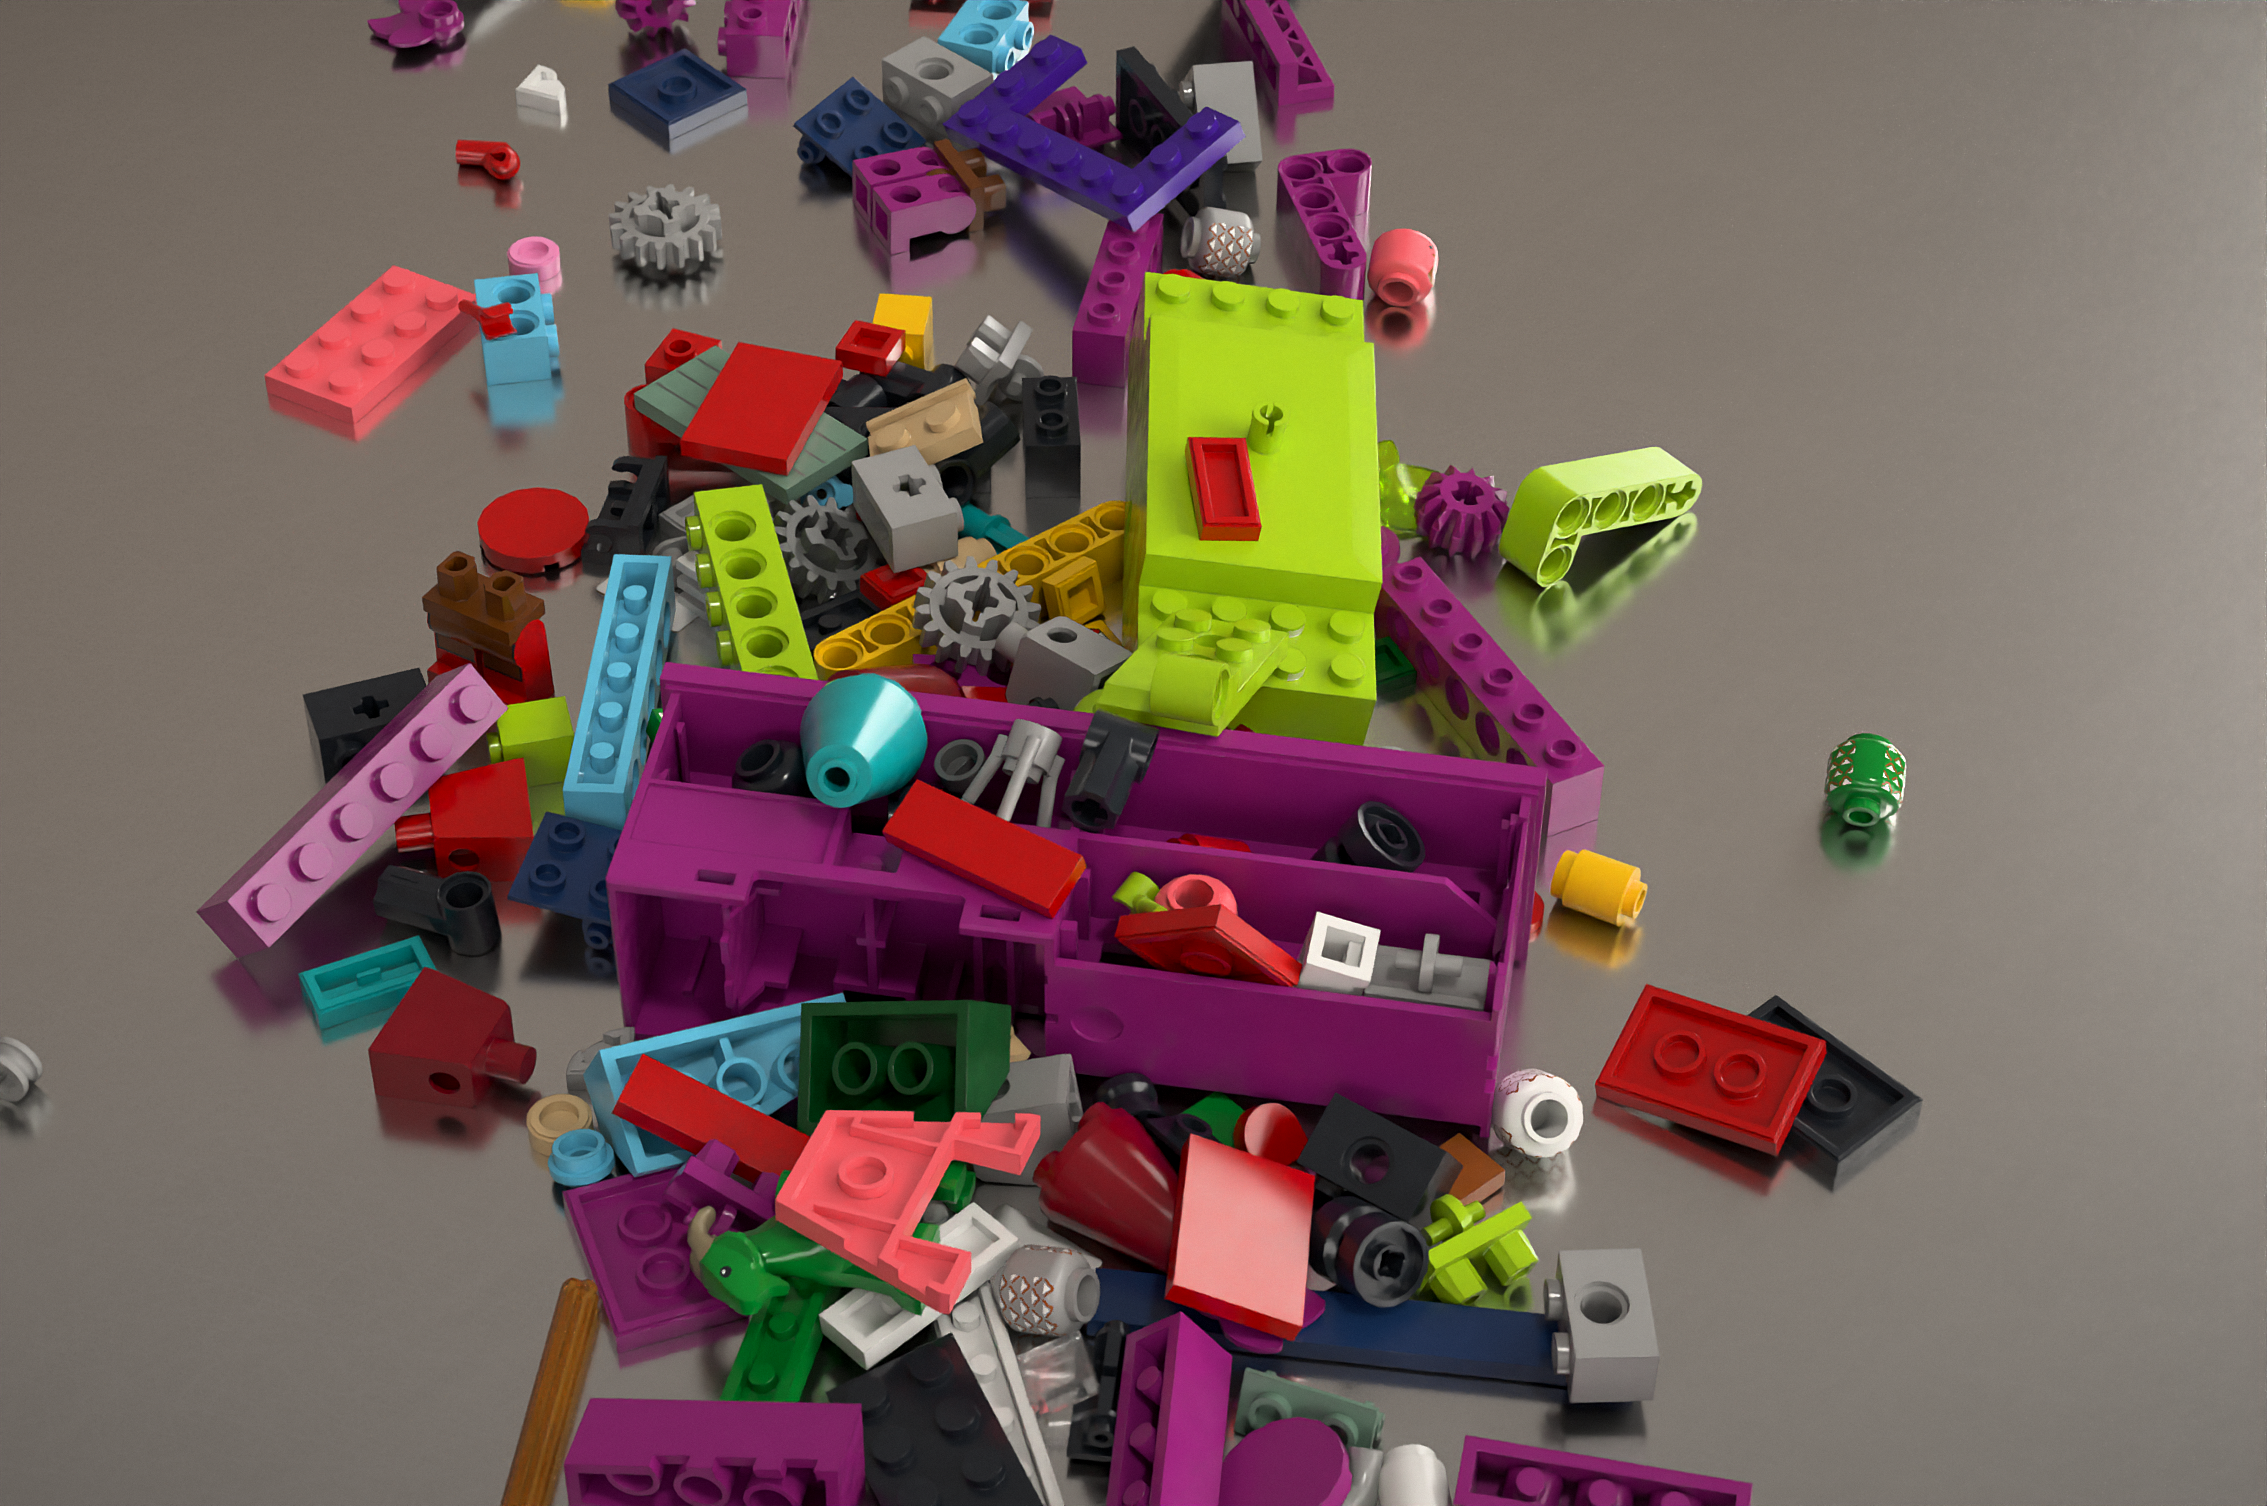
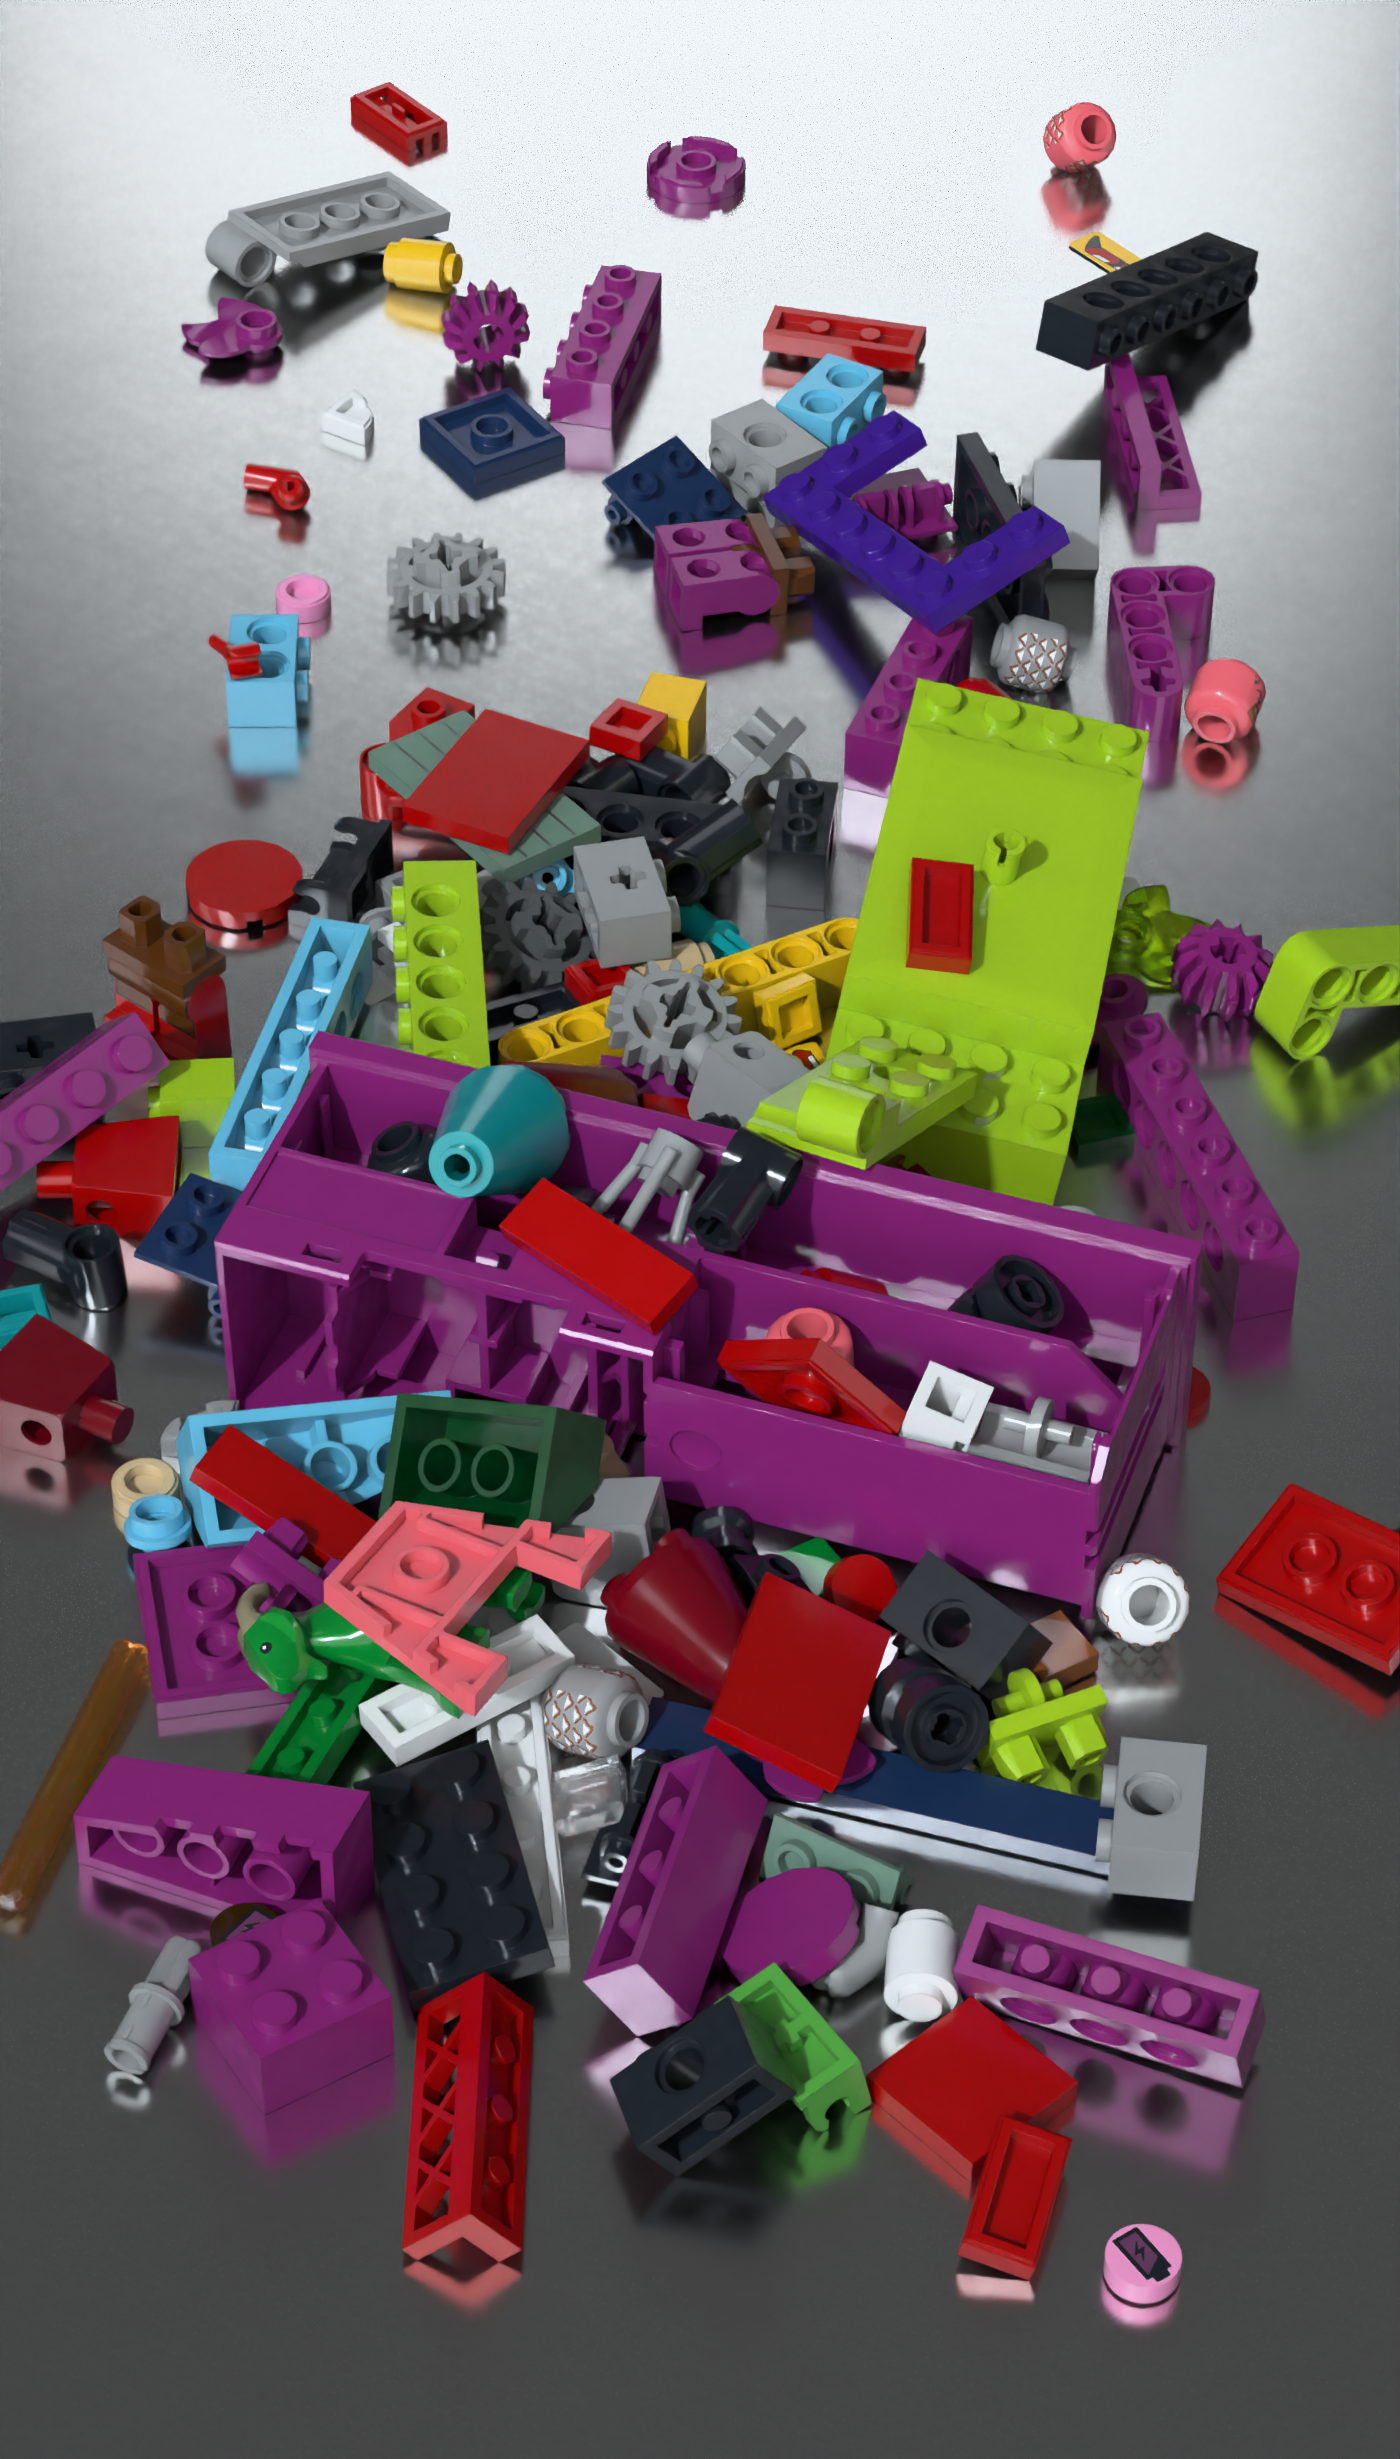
camera: 10 degrees right, 0 degrees up
(371, 345) = (116, 672): coral plate -> none
(936, 423) = (668, 817): tan plate -> none
(959, 764) = (597, 1168): dark grey hinge -> none
(1138, 894) = (753, 1320): lime hand -> none
(1598, 886) = (1269, 1377): yellow brick -> none

